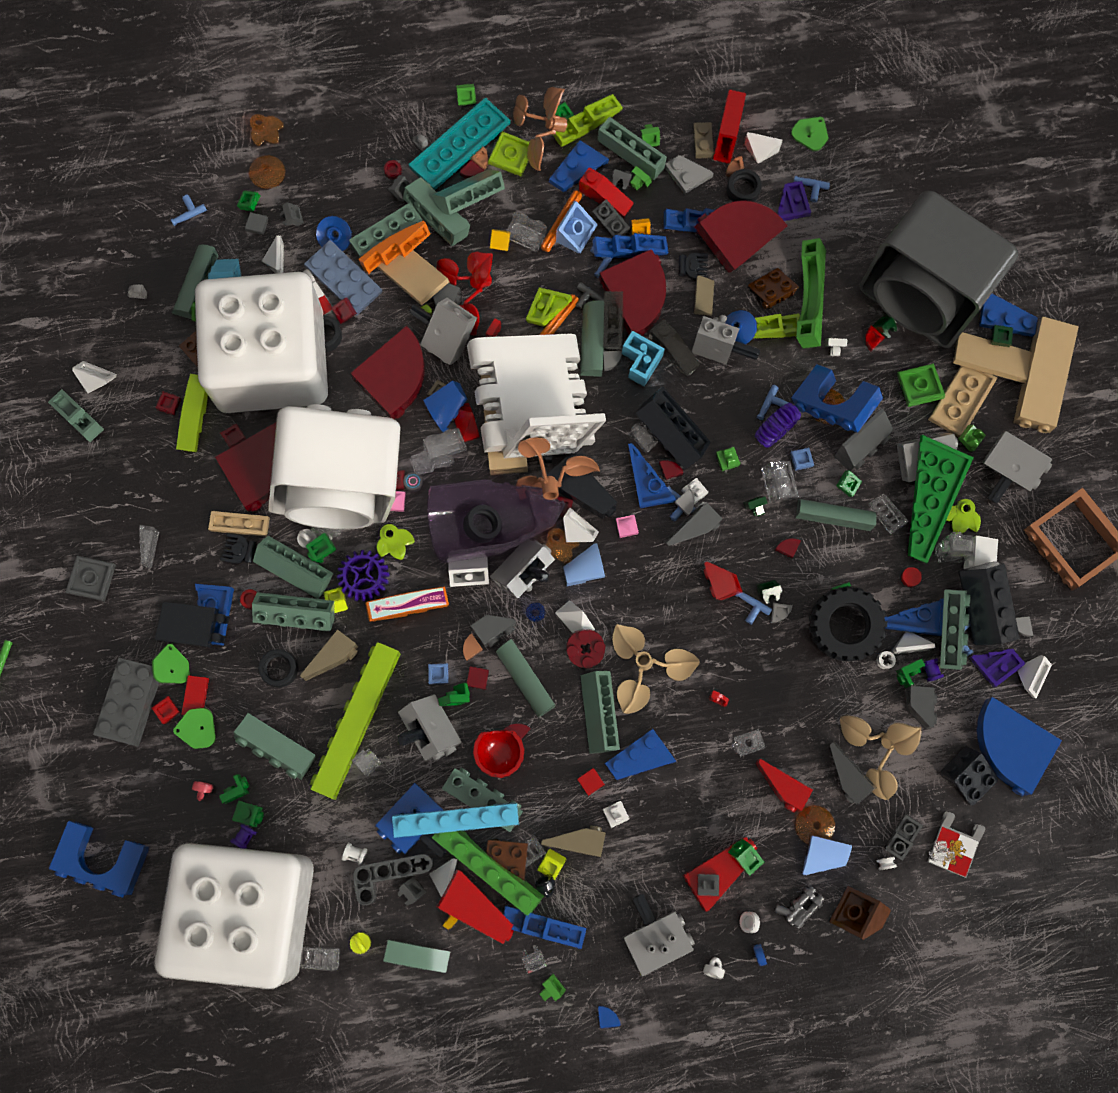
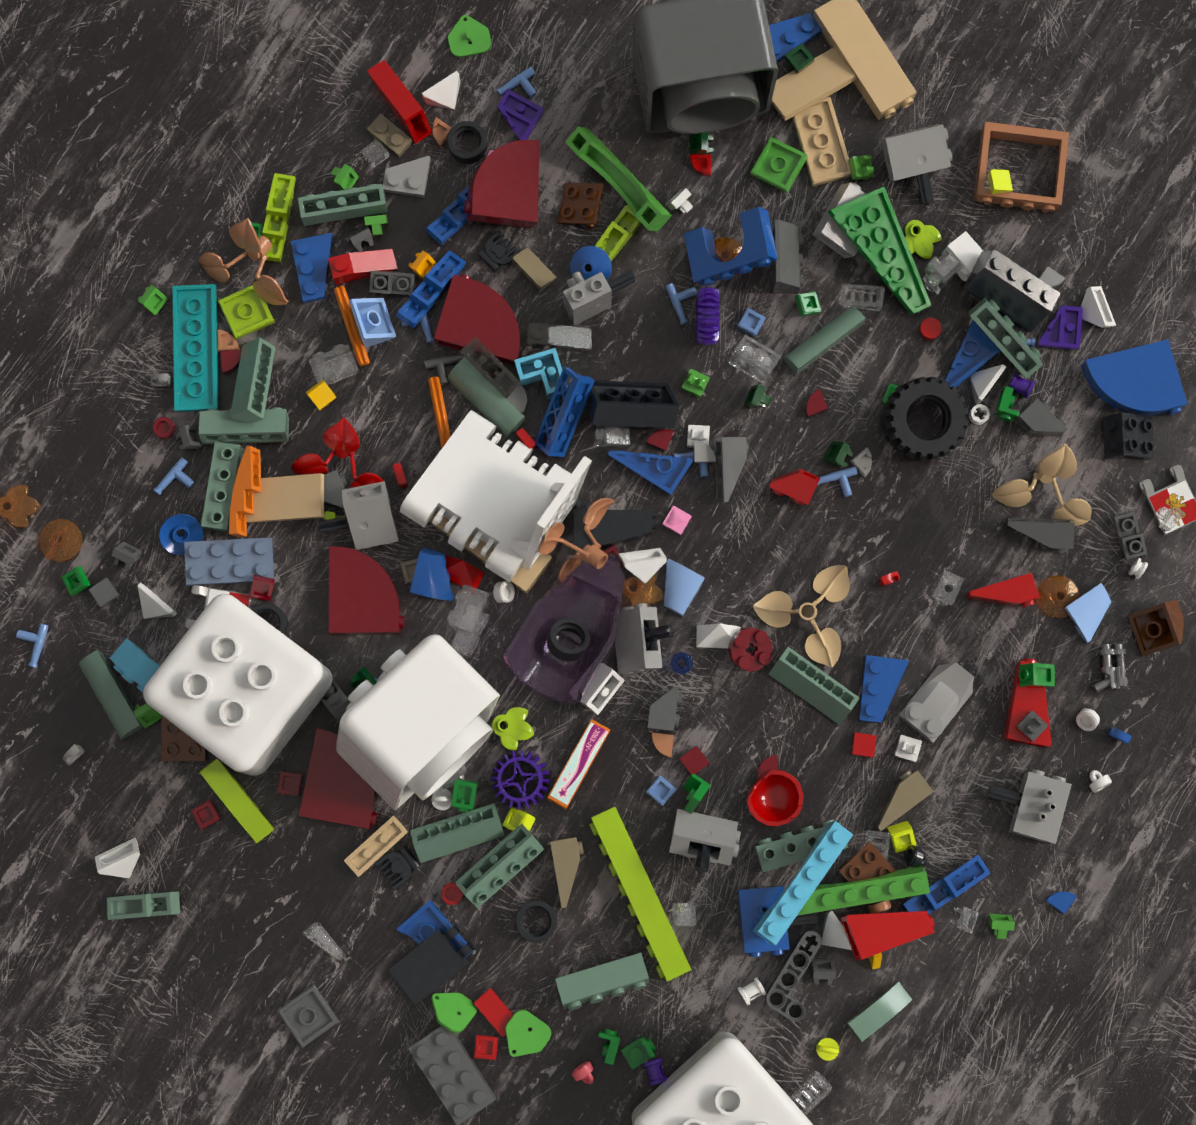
camera: 45 degrees left, 5 degrees up
(370, 199) = (175, 472): none -> medium blue piece
(413, 482) = (476, 662): dark grey tile -> none
(477, 458) = (503, 592): none -> white tile
(489, 891) = (879, 907): none -> nougat tile
(525, 678) = (731, 722): sand green brick -> none
(547, 306) = (420, 410): lime wing -> none
(589, 385) = (526, 439): none -> red tile
(628, 391) = (565, 416): none -> blue fence
(667, 805) = (938, 700): none -> light grey slope
(683, 142) = (375, 153): none -> clear slope
(1053, 531) = (999, 181): none -> neon yellow slope

